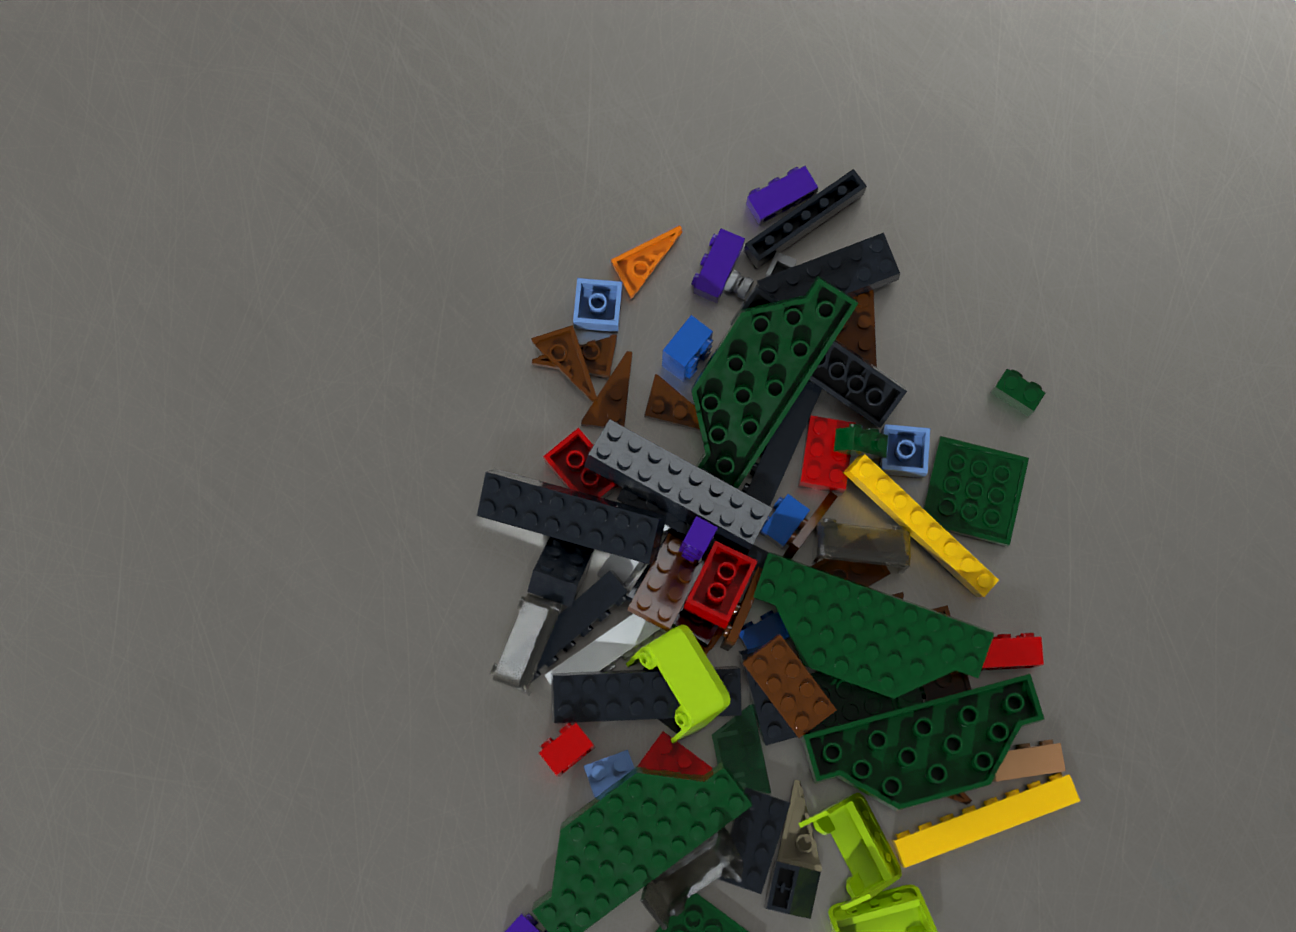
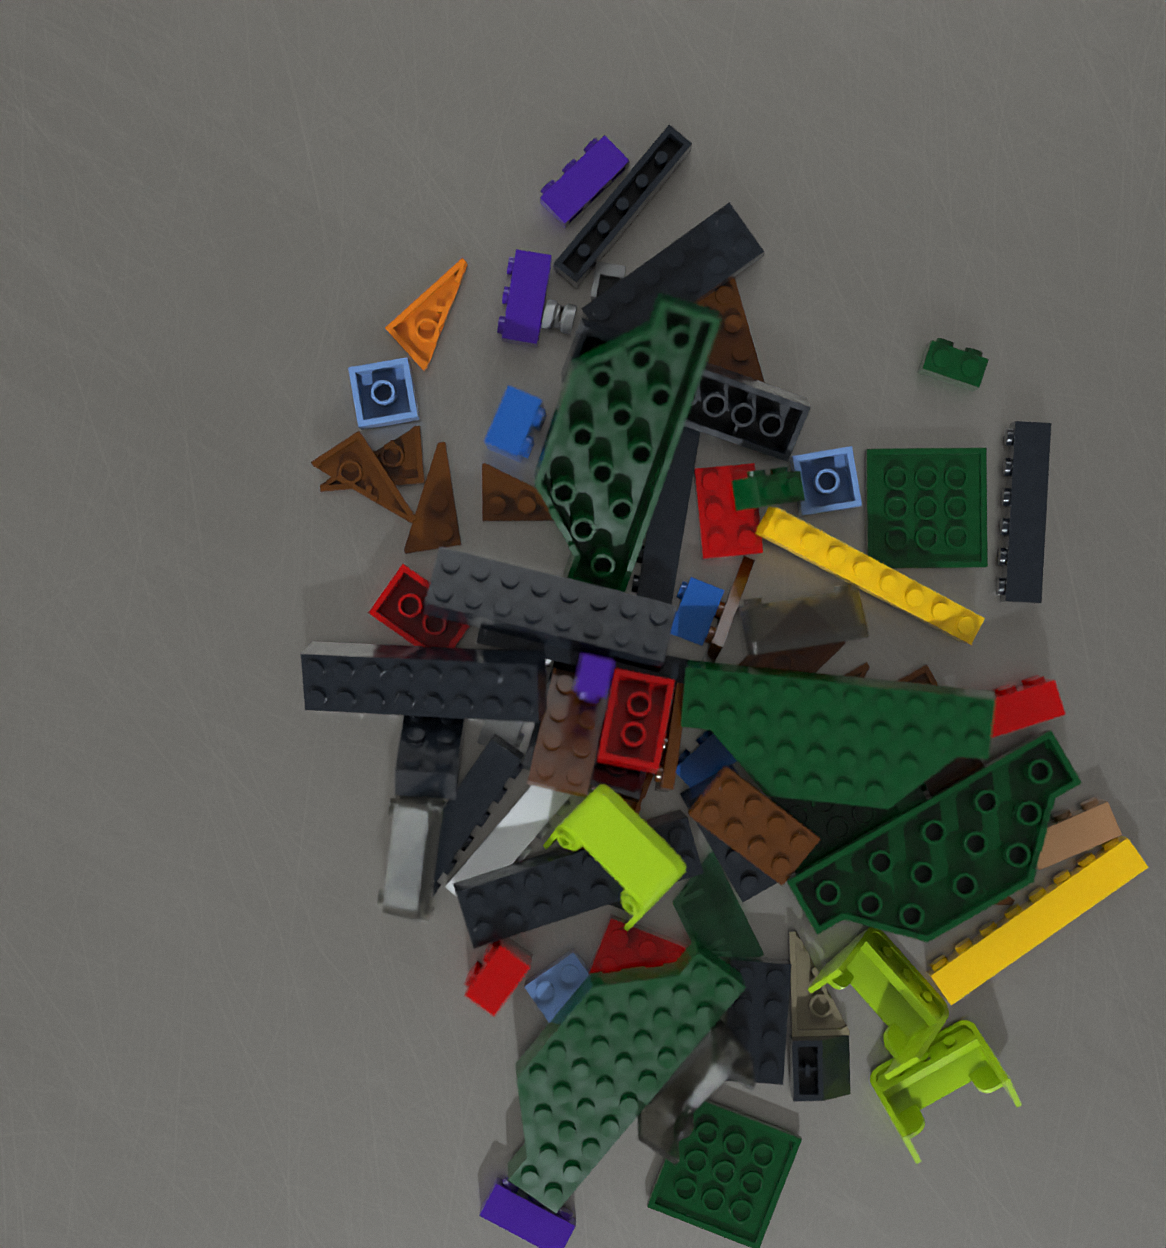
camera: 10 degrees left, 10 degrees up
(1047, 513) = (1024, 512): none -> black brick

